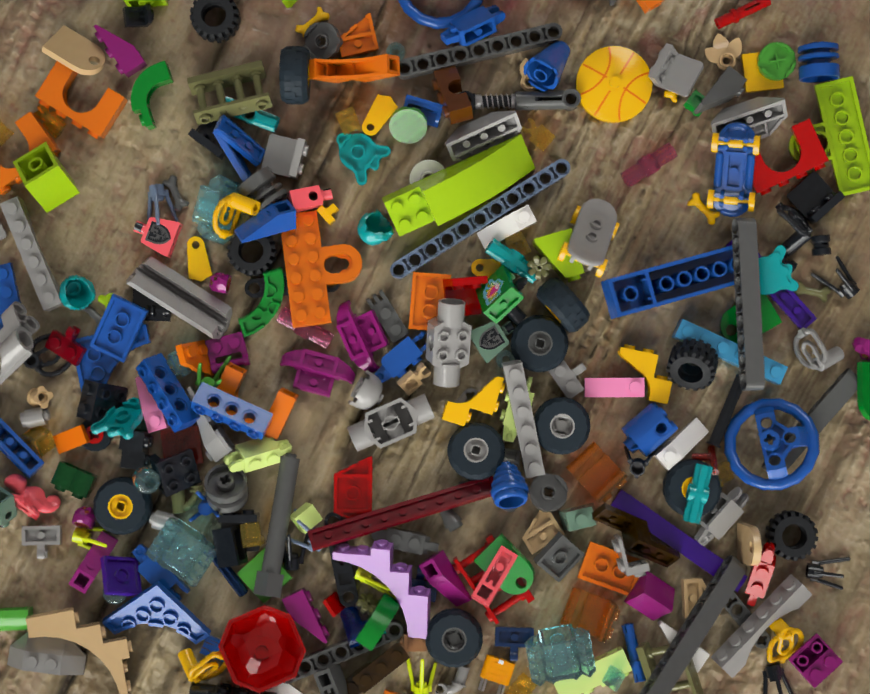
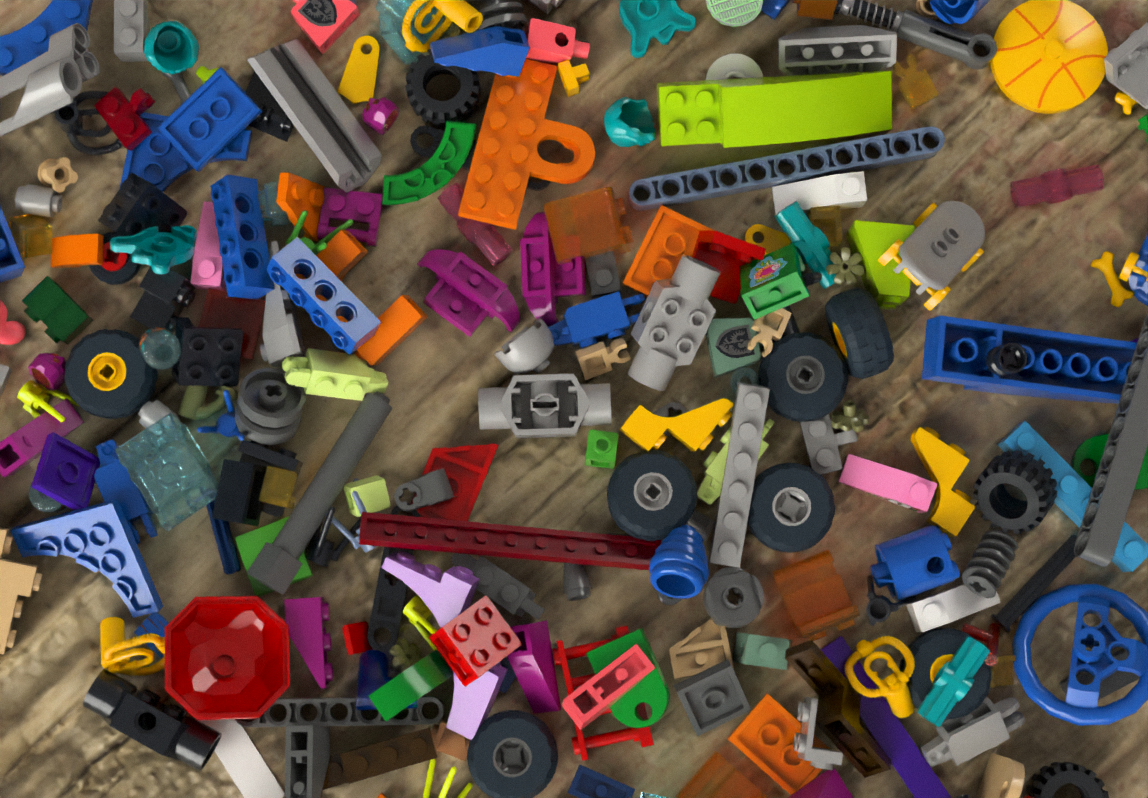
camera: 20 degrees right, 5 degrees down
(341, 500) = (430, 490): none -> dark grey piece
(374, 303) = (588, 225): none -> clear orange piece
(405, 581) = (475, 640): none -> bracket
(435, 434) = (601, 449): none -> bright green bracket
(507, 323) = (769, 327): none -> tan plate
(577, 357) = (849, 418): none -> olive plant
(661, 289) = (1013, 359): none -> black wheel
(663, 509) = (894, 685): none -> yellow piece
(692, 412) = (989, 563): none -> dark grey piece

